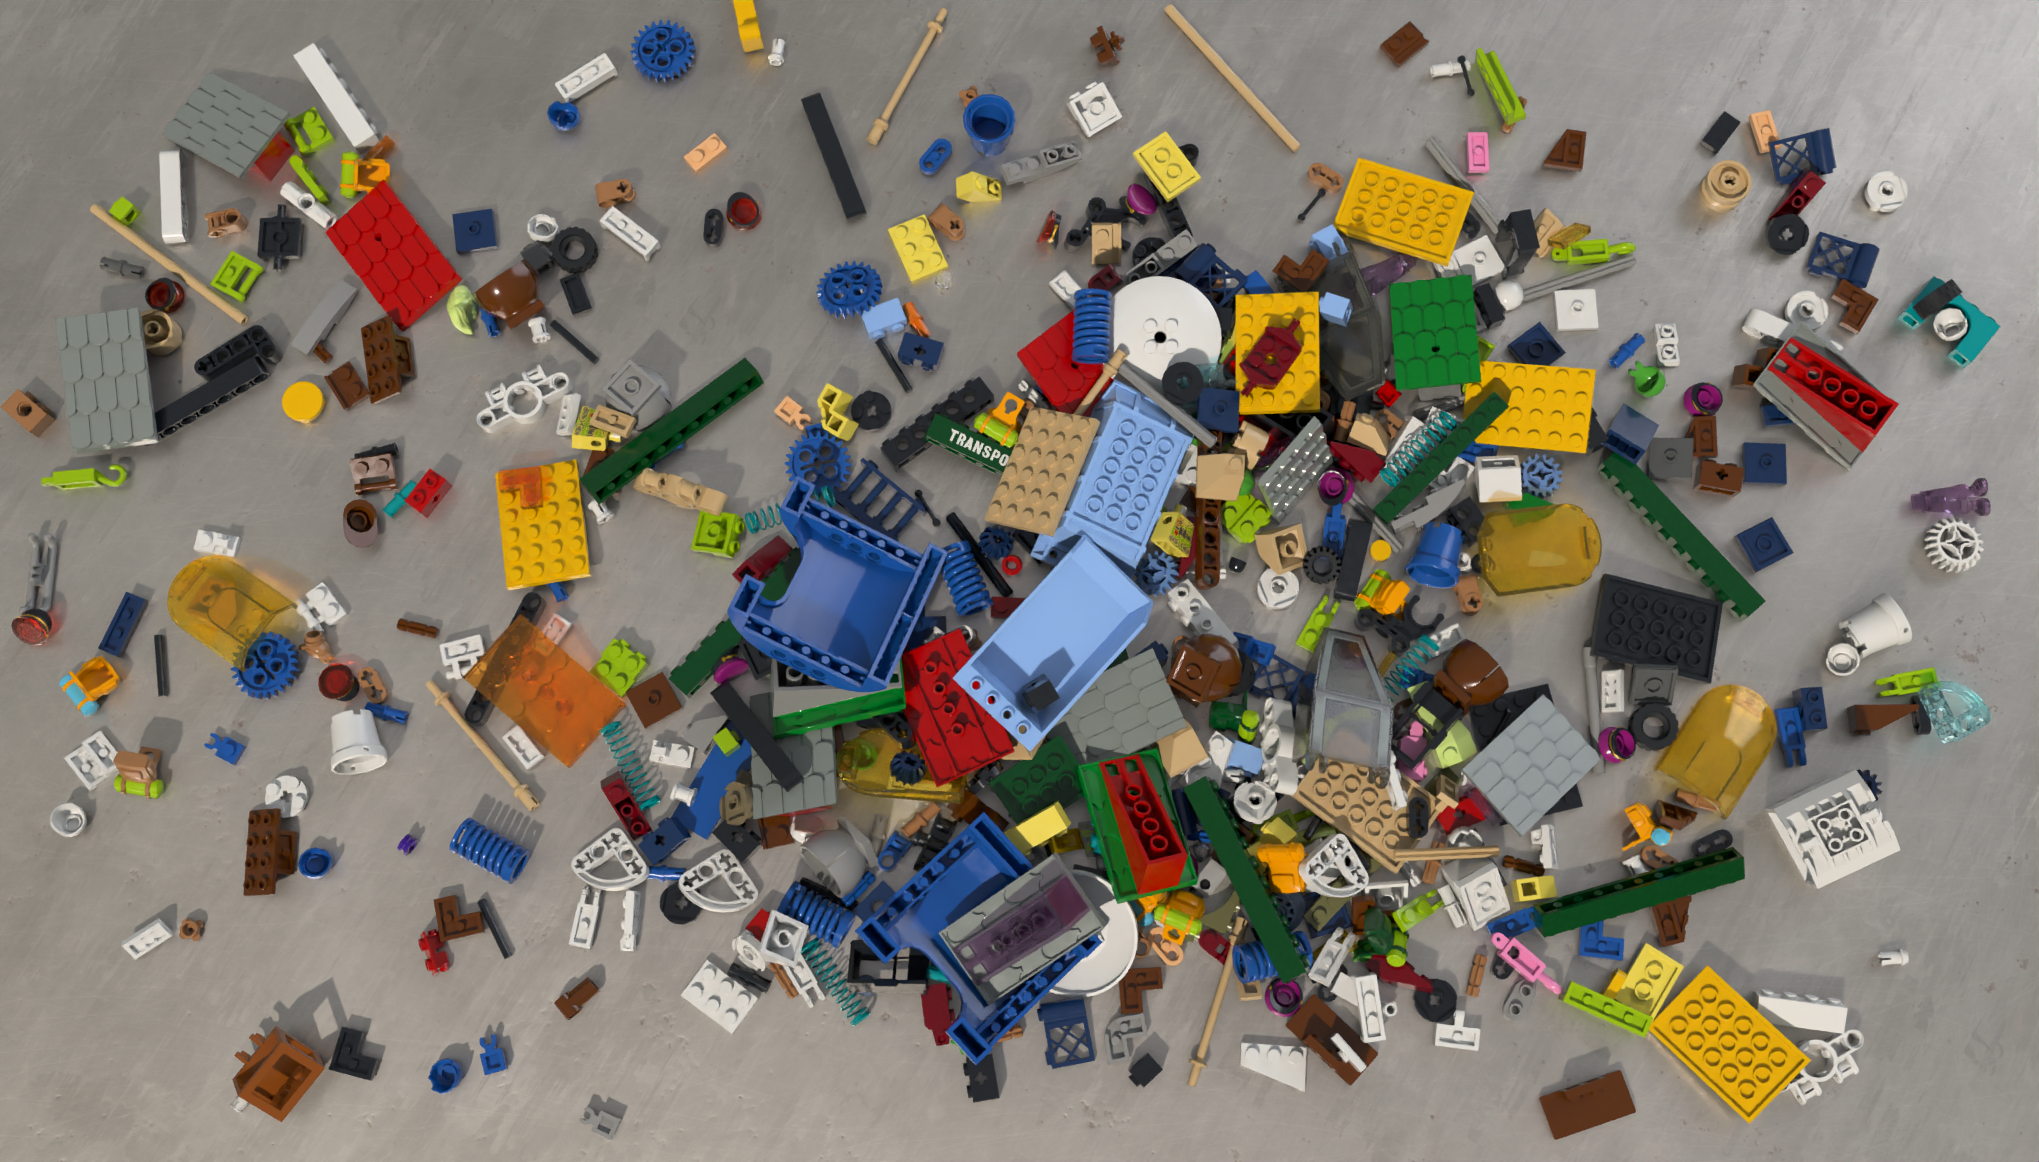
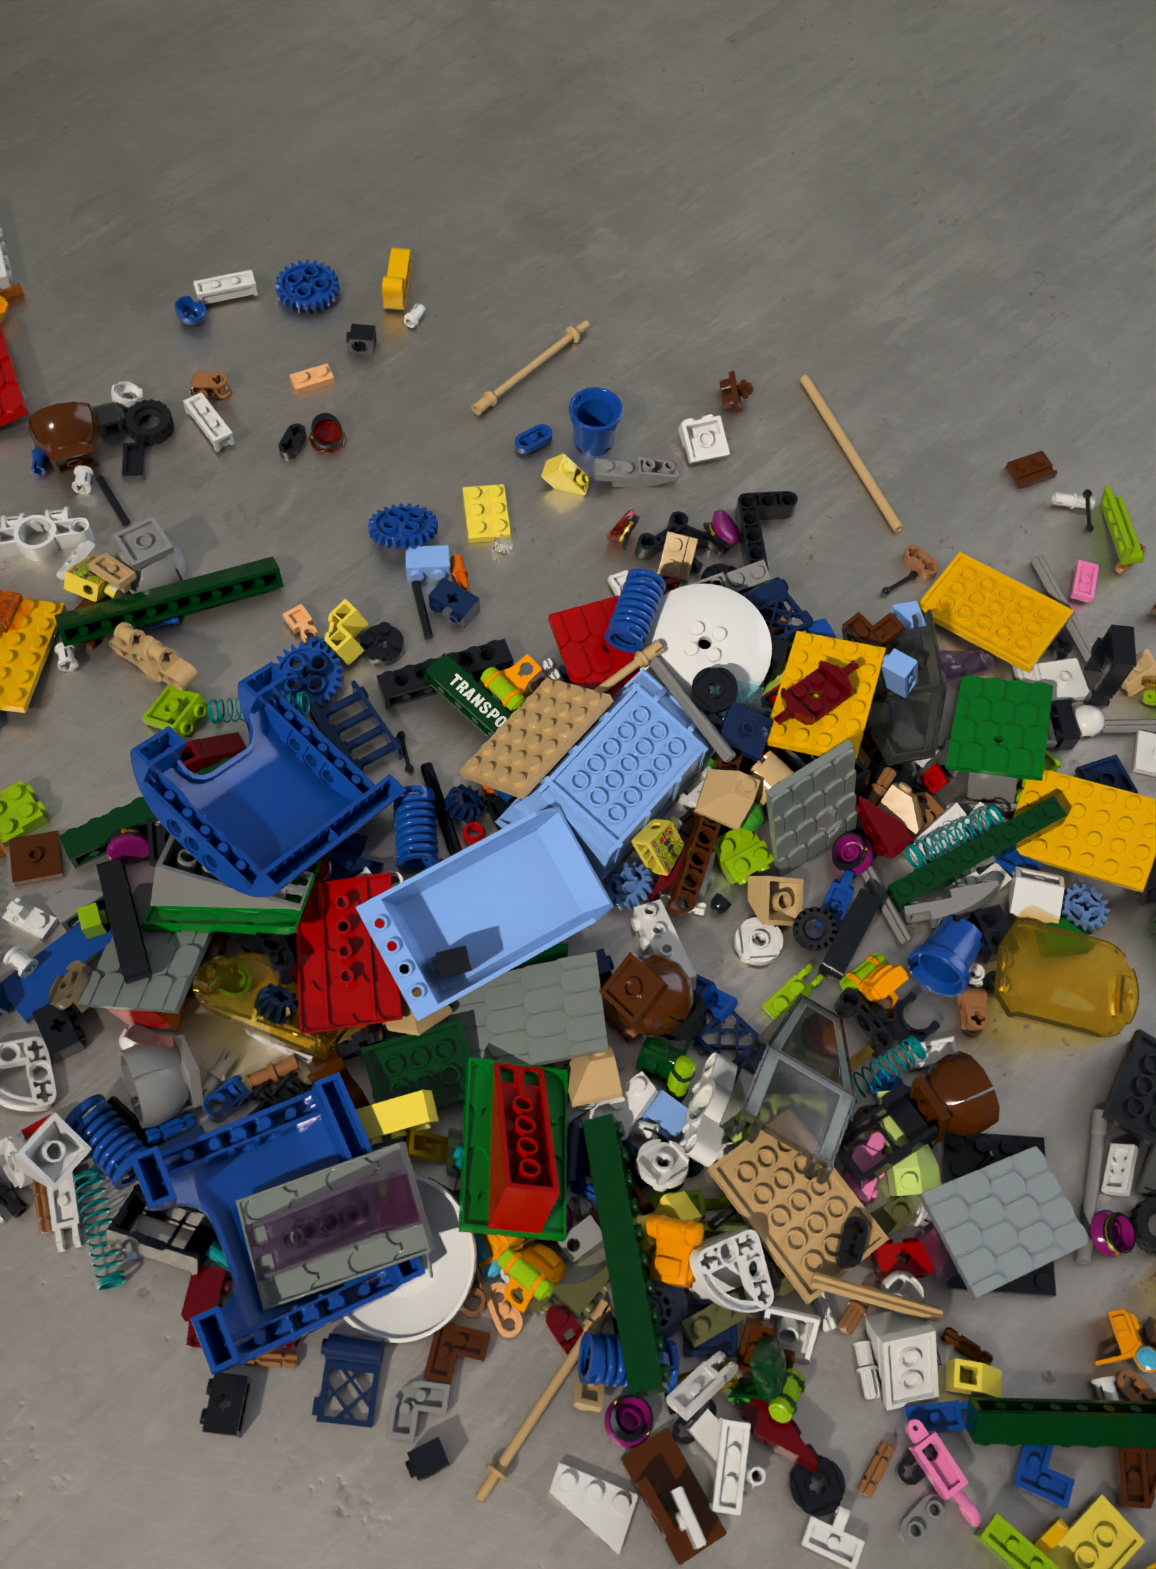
camera: 10 degrees right, 15 degrees down
(462, 308) = (16, 442): yellowish green hair -> none
(475, 231) = (62, 382): dark blue plate -> none
(737, 95) = (362, 339): none -> black brick
(775, 831) = (104, 1033): reddish brown plate -> none
(833, 156) = (433, 413): black beam -> none
(945, 220) = (524, 497): medium nougat piece -> none
(1166, 166) = (760, 502): light yellow plate -> none
(1380, 550) = (884, 936): yellow tile -> none
(1396, 795) = (833, 1207): white hinge -> none
(1416, 911) = (821, 1360): lime hinge -> none
(1446, 793) = (894, 1223): tan hinge -> none
(1546, 837) = (1003, 1320): white hinge -> none

